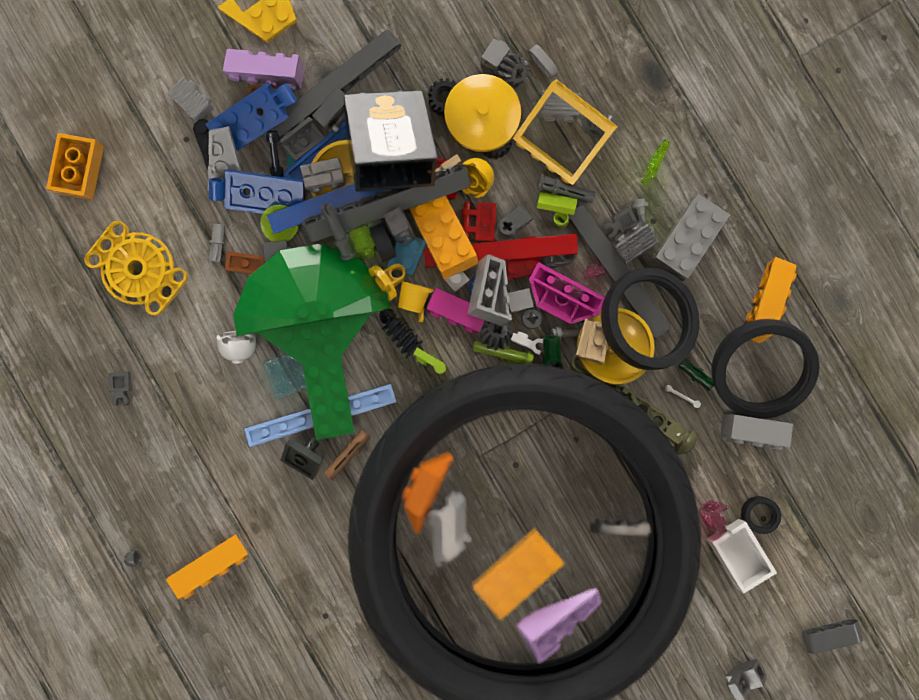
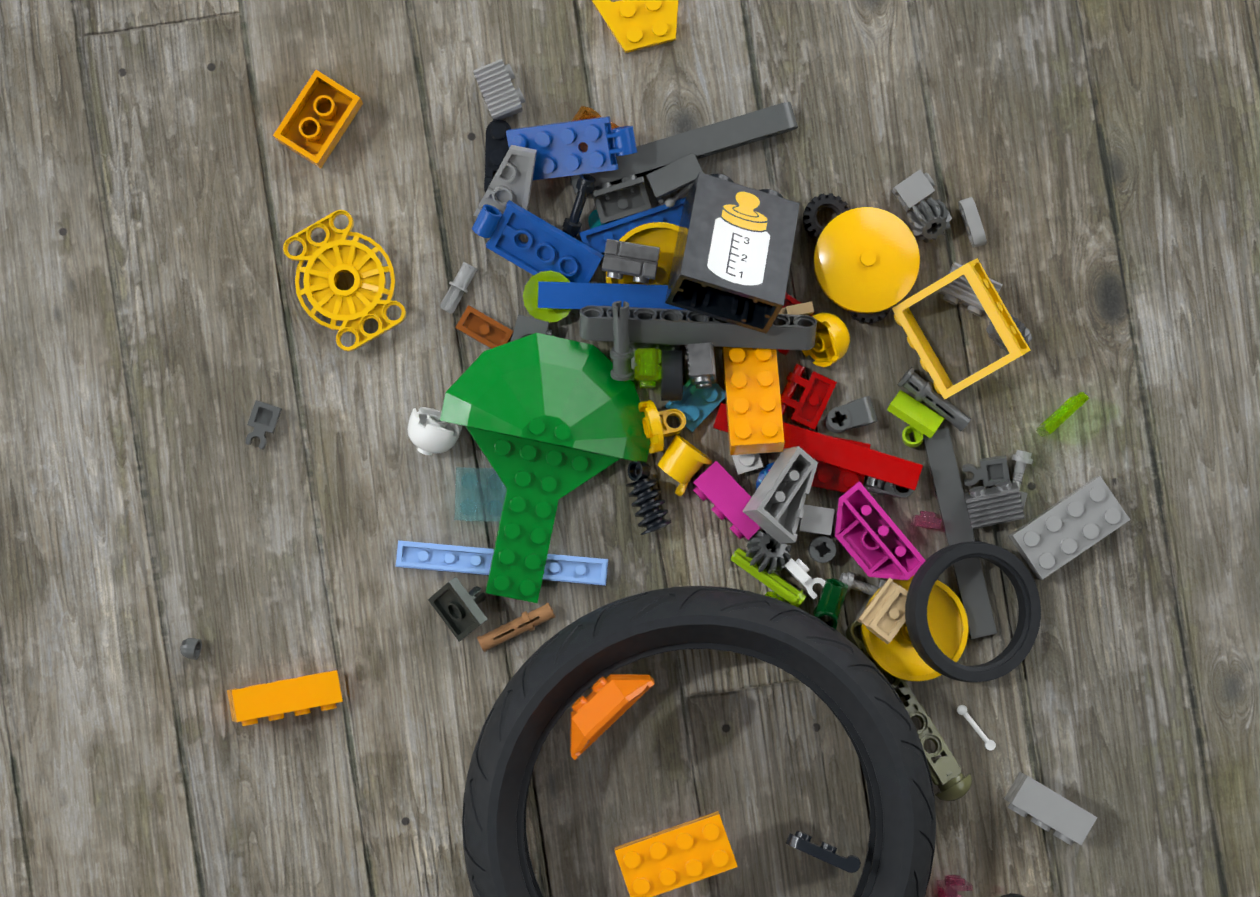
camera: 25 degrees right, 0 degrees up
(264, 68) = (608, 89): lavender wedge -> none
(424, 358) = (666, 545): lime plate -> none
(449, 528) = (615, 766): light grey brick -> none
(696, 374) = (1006, 707): dark green pin -> none
(775, 291) = (1138, 650): light orange wedge -> none
(787, 402) = (1084, 789): black tyre -> none

